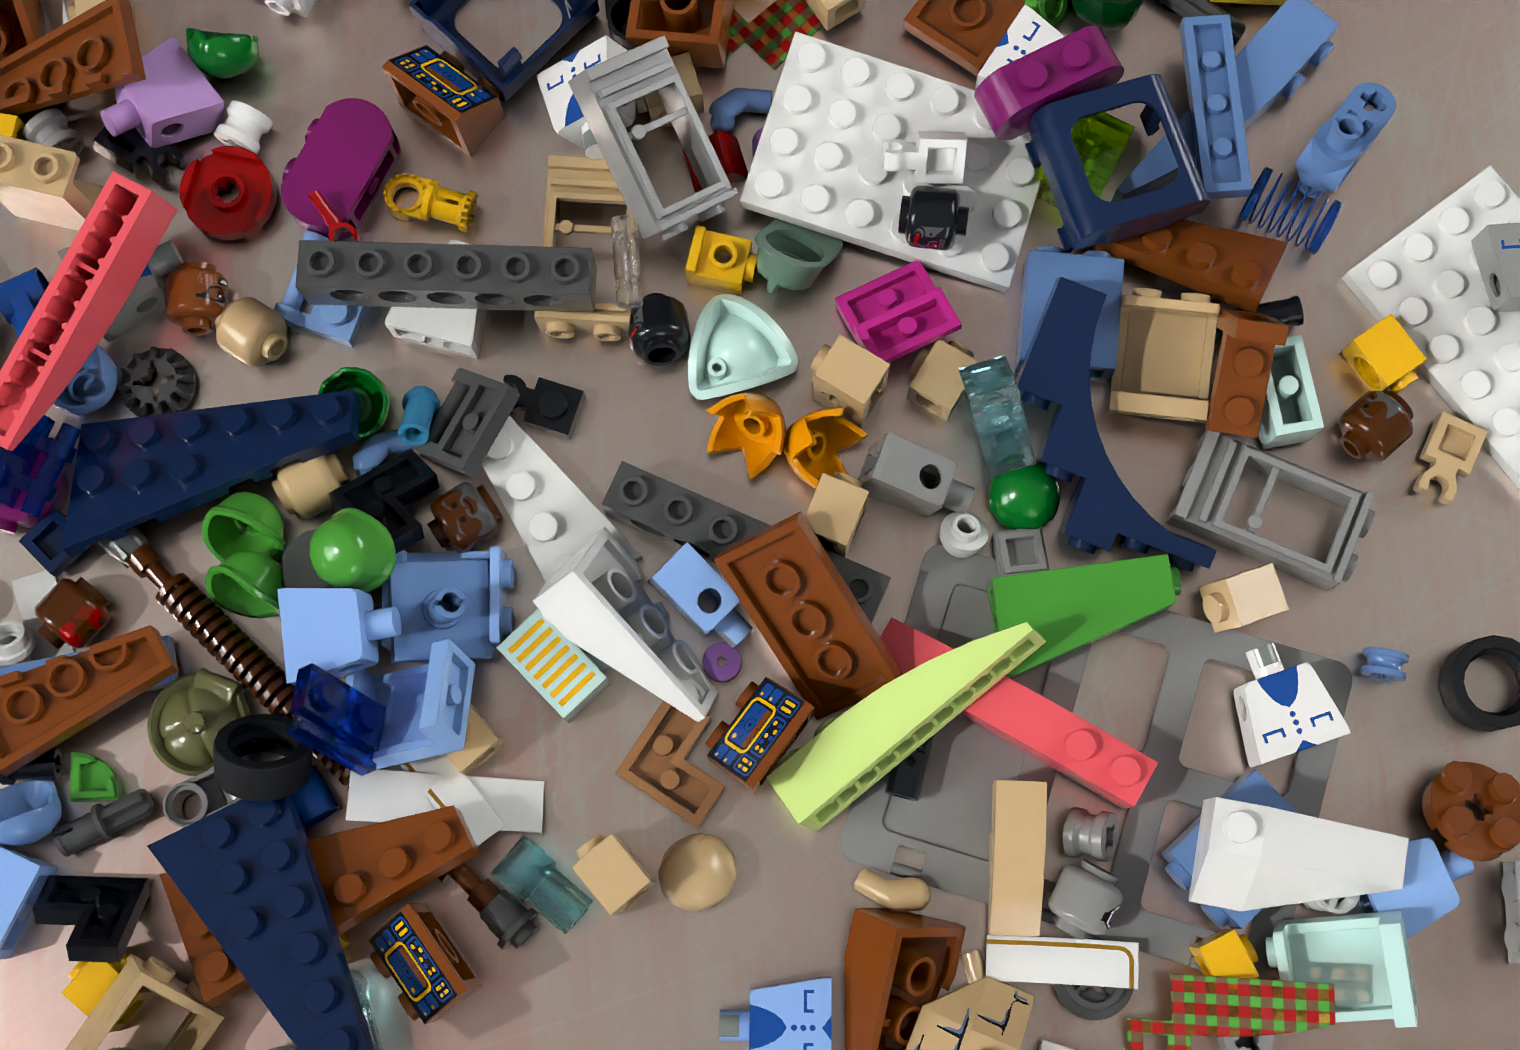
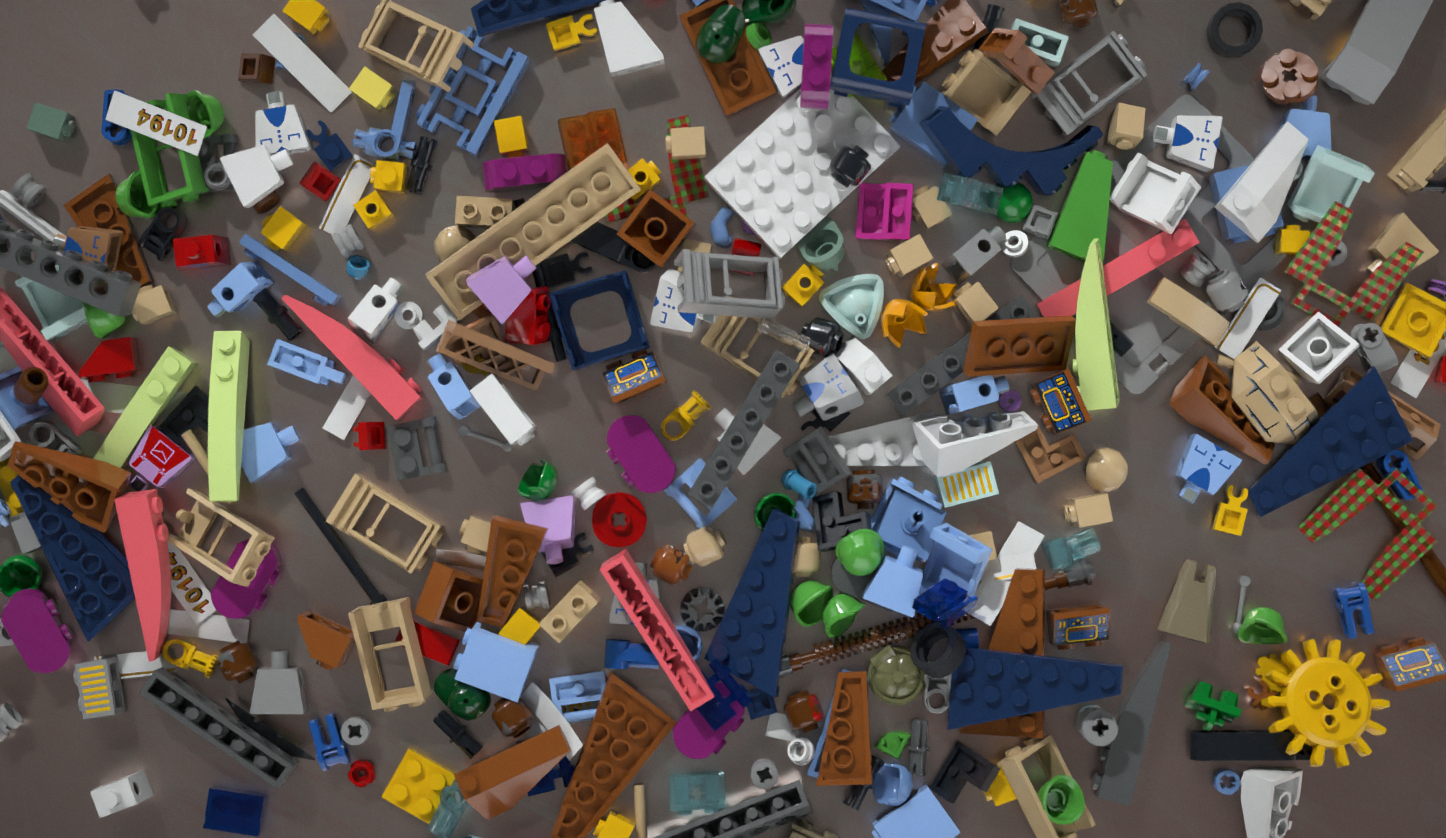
camera: 65 degrees left, 10 degrees up
(332, 221) = (673, 473): red hand -> none
(580, 376) = (828, 390): none -> light grey torso
(642, 409) = (862, 365): none -> white slope
(894, 894) = (1172, 380): tan arm -> none
(934, 158) = (817, 147): white plate -> none
(1167, 694) = (1154, 193): none -> white panel

